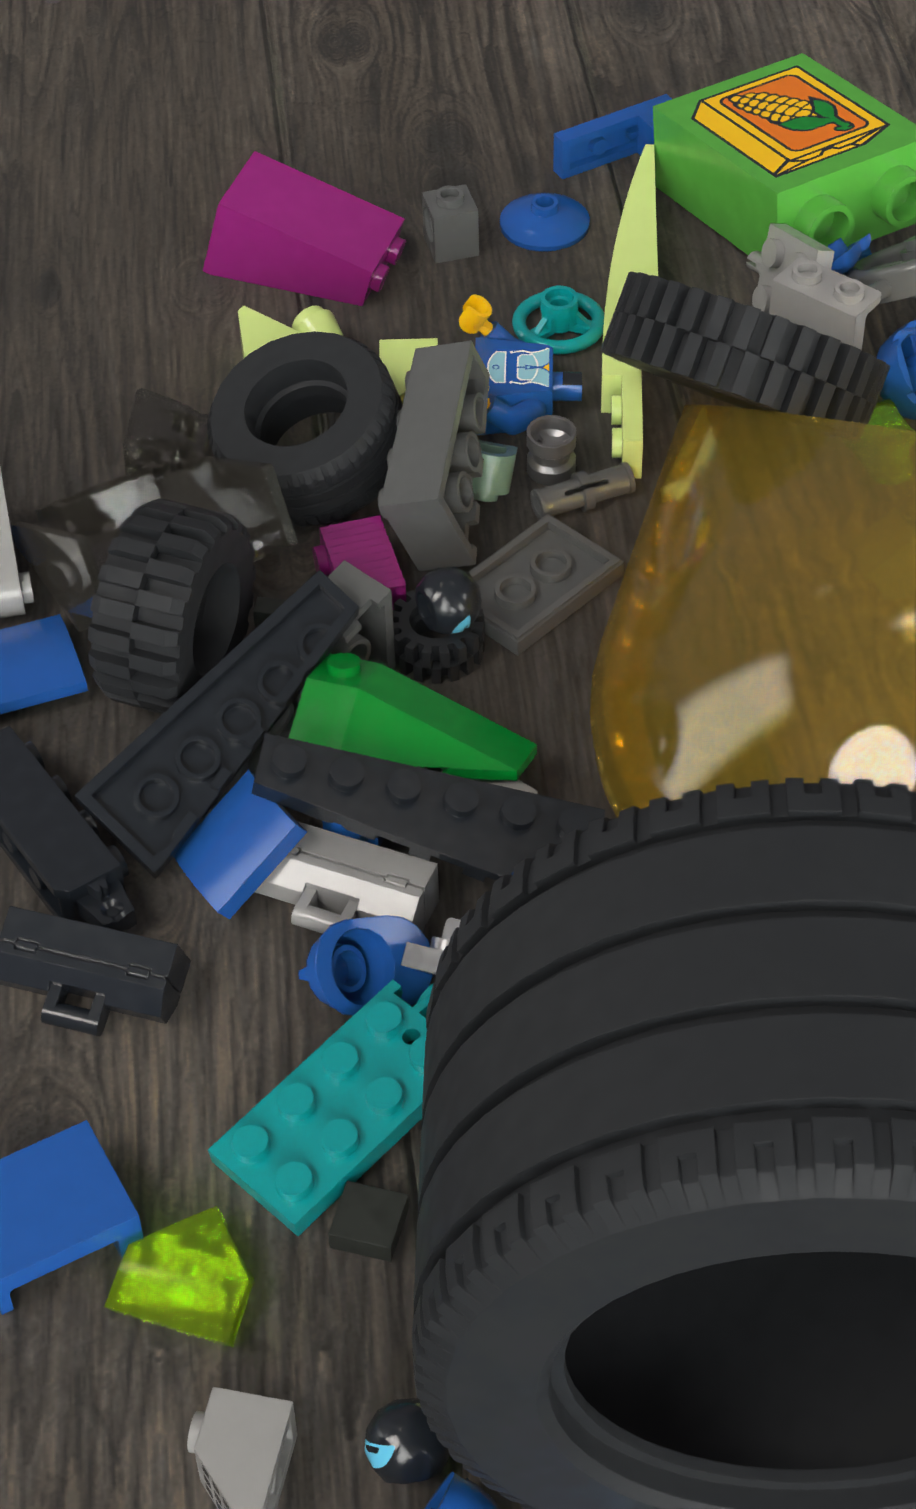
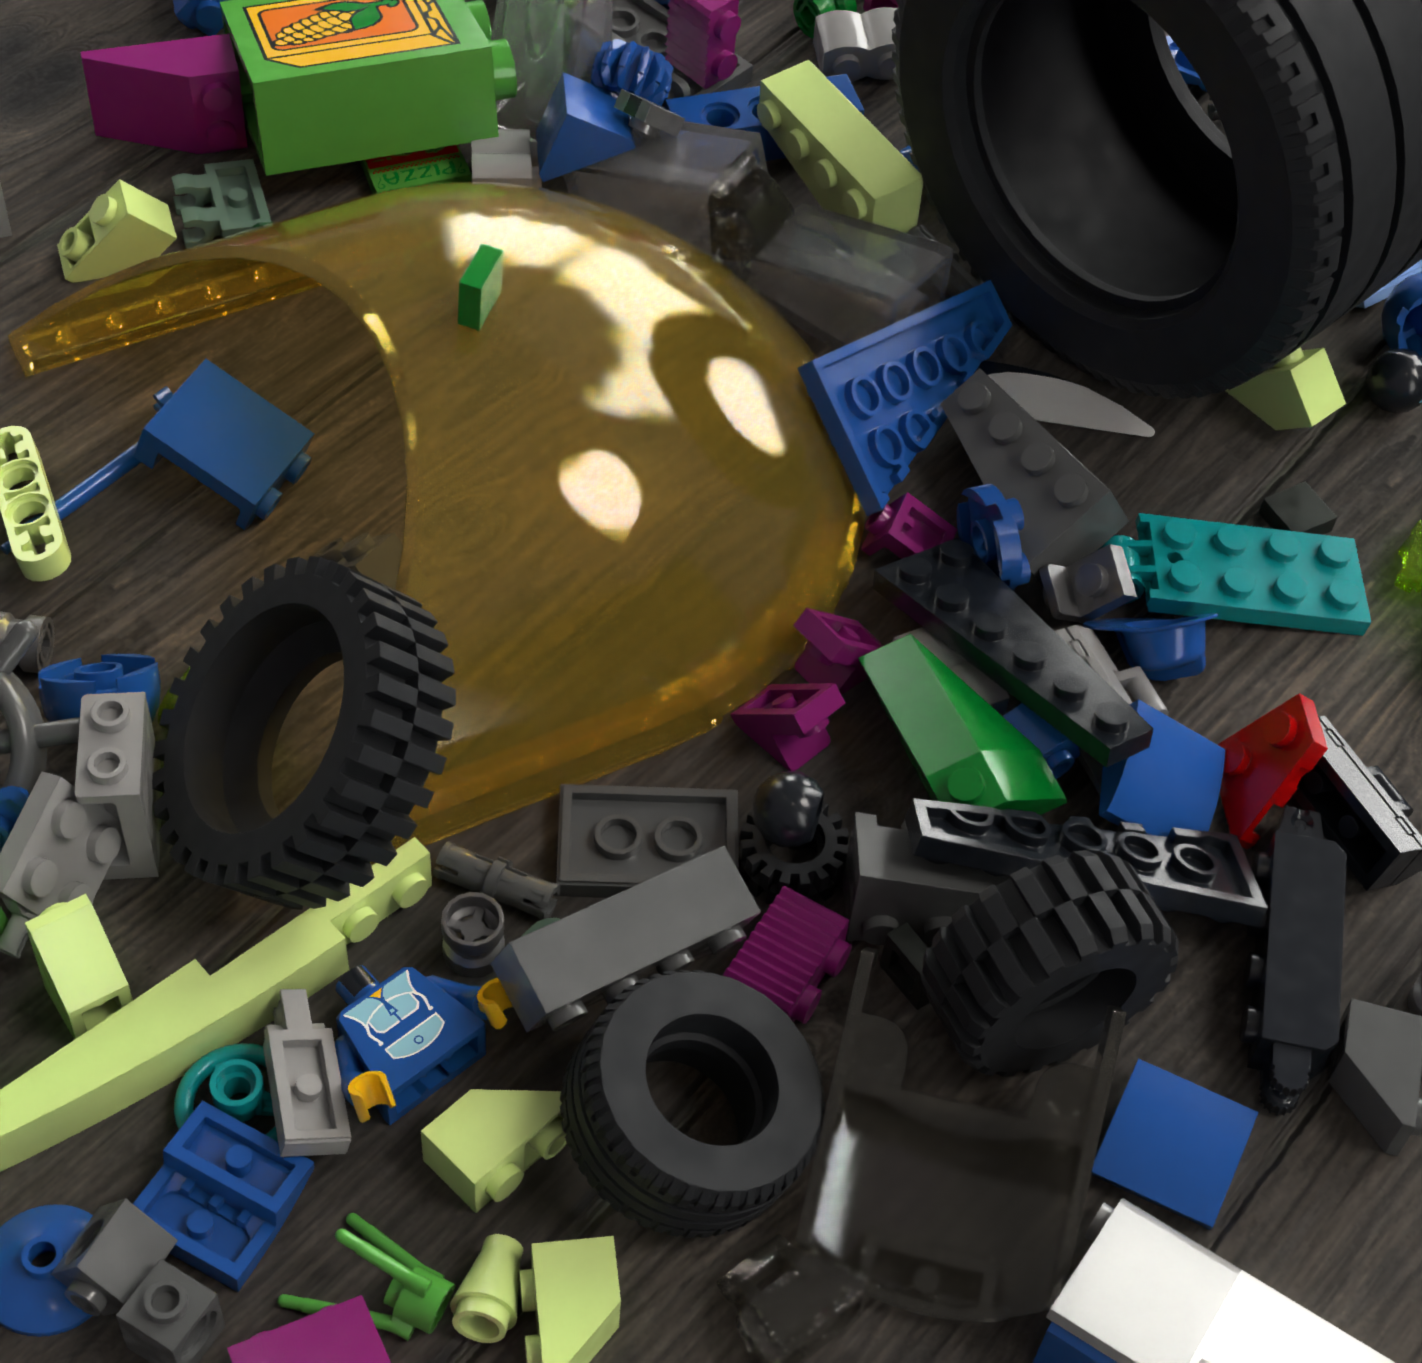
camera: 140 degrees left, 5 degrees up
(180, 923) = (1267, 764): none -> red wing
(358, 310) = (415, 1293): none -> bright green plant
(505, 275) = (223, 1194): none -> blue slope
(509, 217) = (112, 1257): none -> dark grey brick
(540, 698) = (790, 720): none -> magenta slope
(542, 324) = (304, 1081): none -> light grey hinge
(569, 755) = (833, 649): none -> magenta slope
(711, 262) = (78, 964): none -> yellowish green slope

